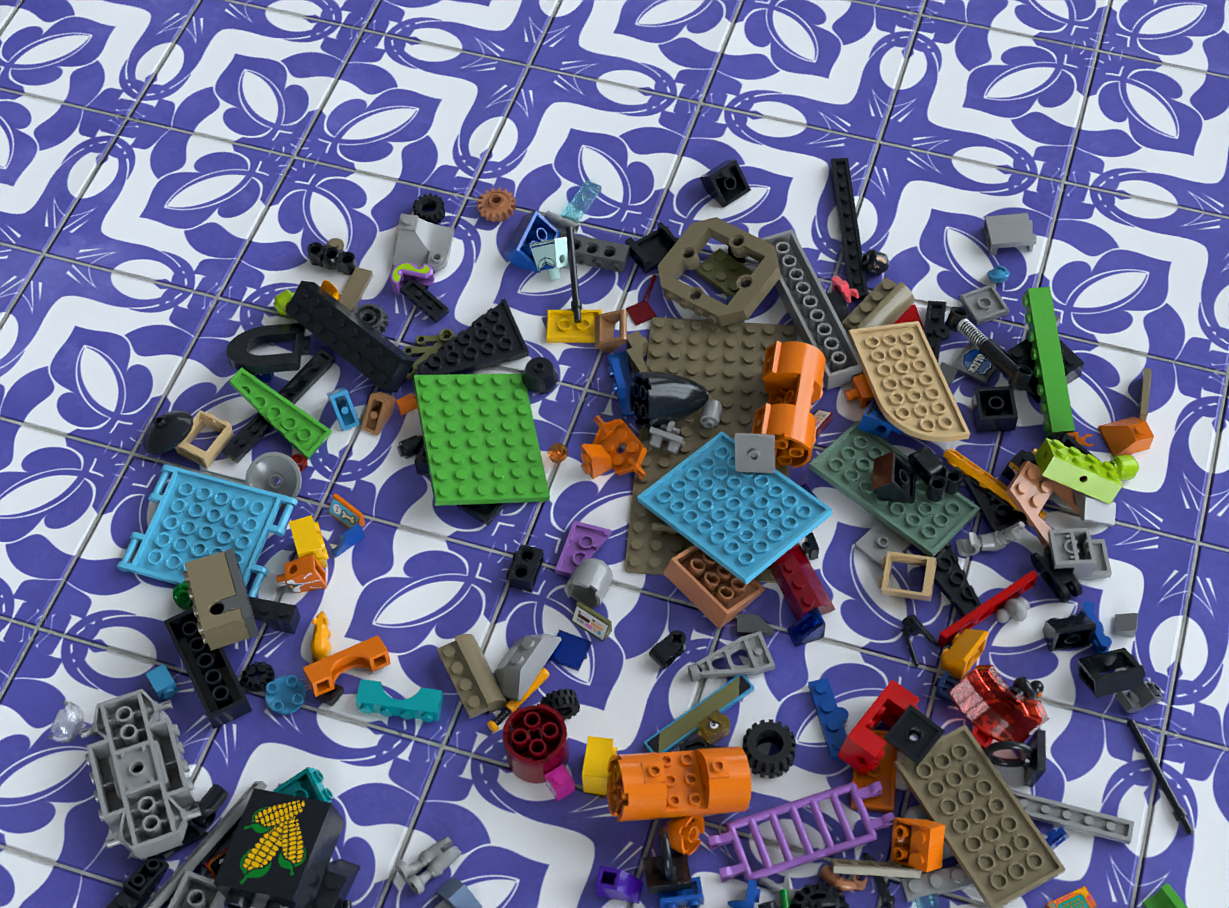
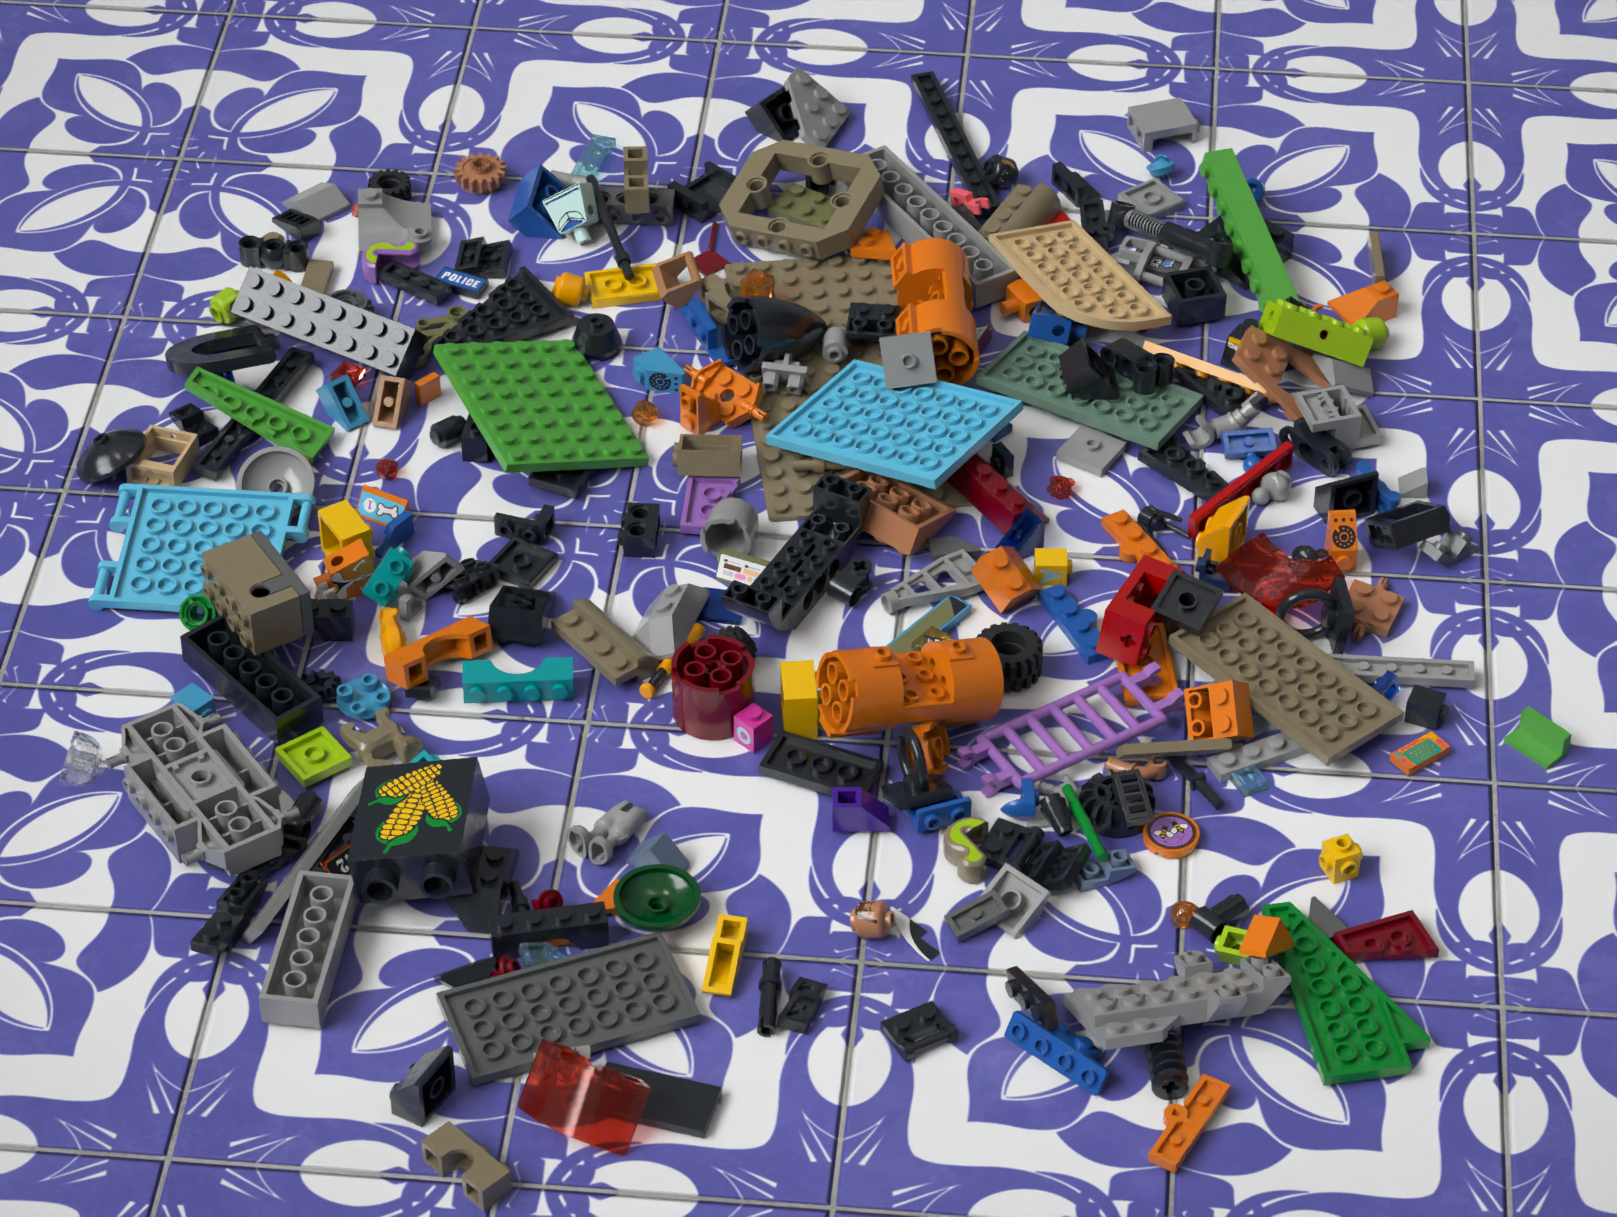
camera: 15 degrees left, 15 degrees down
(234, 746) = (313, 756): none -> lime plate
(236, 408) = (192, 420): none -> black slope
(283, 743) = (381, 741): none -> dark tan animal
(327, 587) = (388, 575): none -> teal brick
(340, 611) = (409, 606): none -> light grey tile
(354, 381) = (355, 373): none -> clear red plate
(359, 475) = (387, 469): none -> clear red hinge
(360, 240) = (298, 224): none -> black slope
(360, 586) = (432, 572): none -> light grey slope
(376, 214) = (319, 201): none -> light grey slope
(387, 589) = (474, 579): none -> black hinge
(418, 634) = (520, 615): none -> black slope
(433, 582) = (524, 562): none -> black tile
(450, 555) = (533, 531): none -> black bracket
(458, 305) = (464, 283): none -> tile
(479, 284) = (484, 259): none -> black slope
(532, 326) = (570, 289): none -> light orange head
(576, 415) = (658, 371): none -> dark azure slope
(593, 496) = (708, 455): none -> dark tan window
(598, 830) = (818, 764): none -> black plate
(601, 235) = (636, 179): none -> dark tan arch
(634, 629) = (808, 560): none -> black slope
(665, 352) = (757, 284): none -> clear orange brick
(742, 400) = (871, 321): none -> black slope
(750, 184) = (814, 108): none -> light grey plate
(764, 319) = (873, 245): none -> orange wing
(787, 668) = (1005, 578): none -> orange slope
(824, 660) = (1052, 566): none -> yellow brick
(850, 583) = (1060, 487): none -> clear red plate
(897, 650) = (1132, 539): none -> orange hinge
(929, 282) = (1072, 185): none -> black panel
(929, 562) = (1133, 450): tan window -> none
(963, 366) = (1149, 249): none -> light grey bar
(1005, 563) = (1248, 445): none -> blue plate
(1054, 679) = (1342, 538): none -> orange slope
(1063, 309) = (1259, 189): none -> blue tile
(1065, 746) = (1374, 608): none -> nougat plate
(1086, 862) = (1426, 707): none -> black brick
(1179, 812) = (1524, 648): black bar -> none

